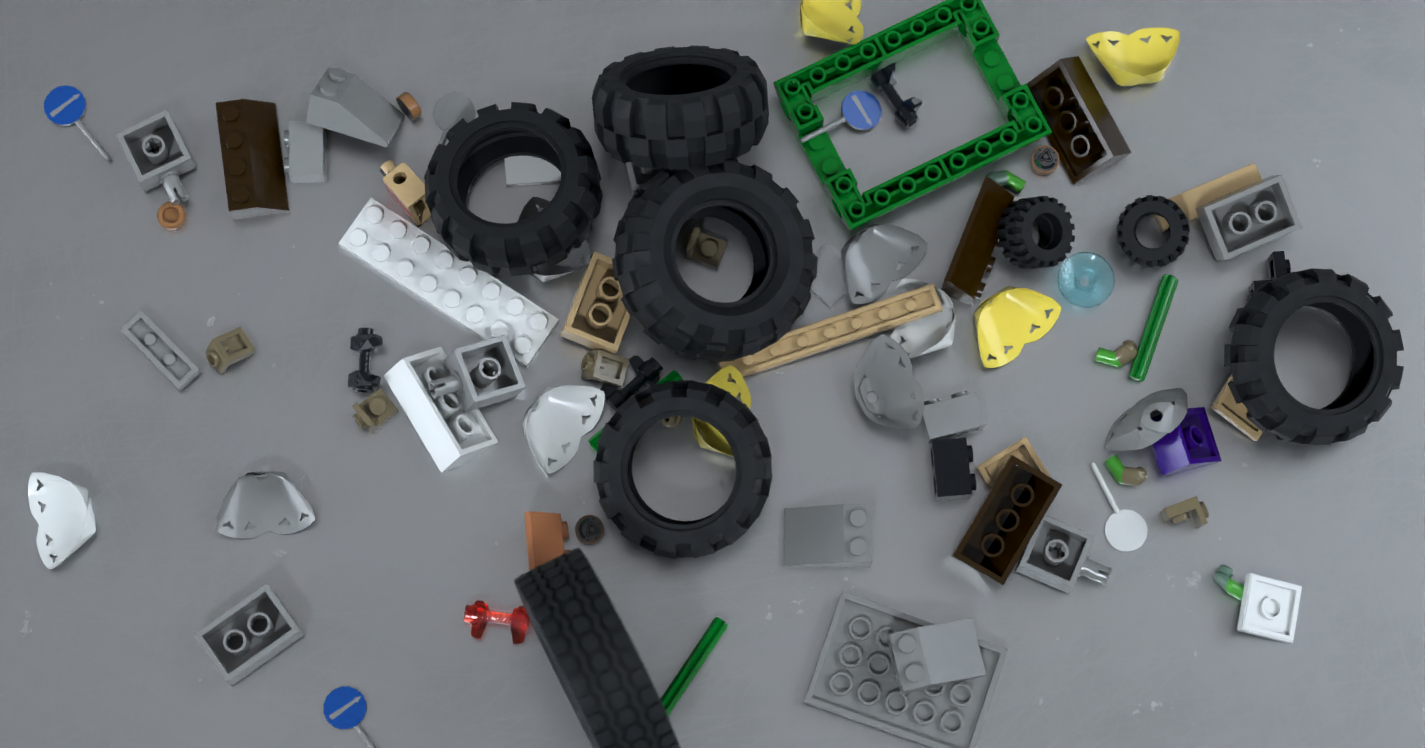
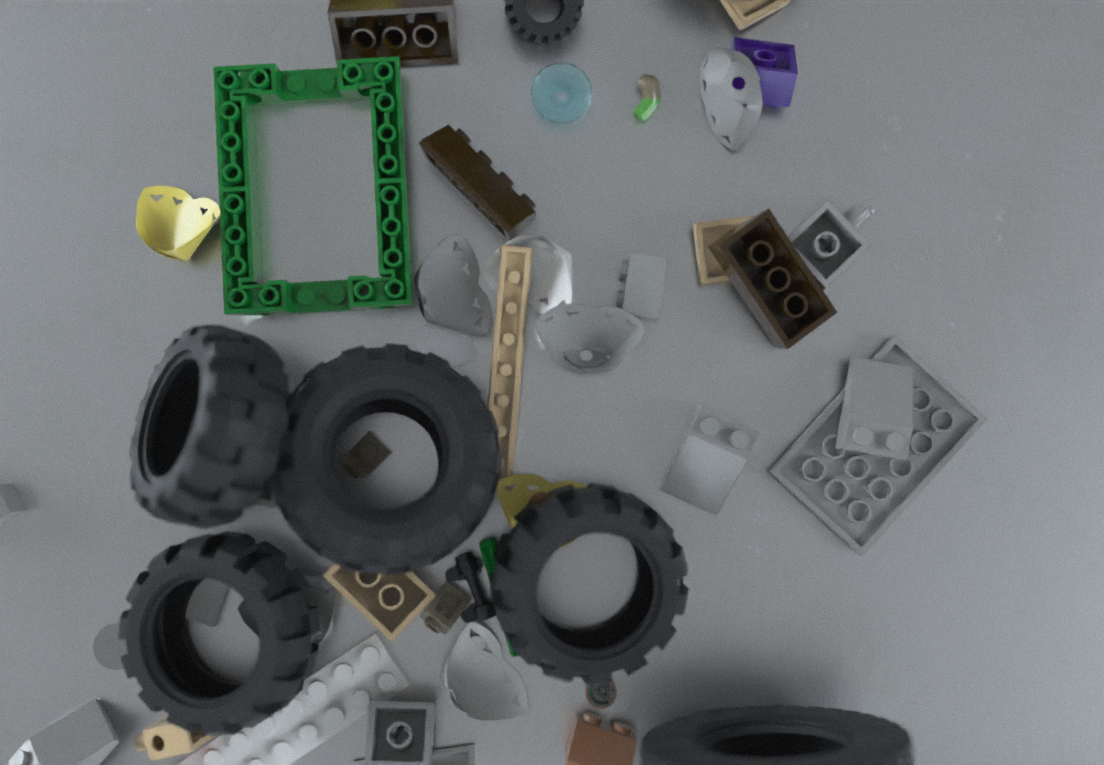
camera: 60 degrees left, 10 degrees up
(408, 106) = (87, 692): medium nougat tile -> none
(693, 664) = (780, 651): green axle -> none
(858, 109) = (290, 240): blue piece -> none
(905, 110) = (311, 193): black piece -> none
(951, 469) = (694, 309): black brick -> none
(1008, 179) = (424, 125): arm -> none
(1009, 322) = (568, 189): light yellow piece -> none
(1044, 160) = (422, 79): tile -> none
(1053, 227) = (502, 102): black tyre -> none
(1124, 528) = (819, 168): white piece -> none
(1126, 475) = (769, 145): arm -> none
(1153, 327) = (636, 49): green axle -> none
(1180, 512) = (829, 106): dark tan bracket -> none
(1224, 579) = (924, 90): arm -> none
(1269, 608) = (959, 64): white tile -> none

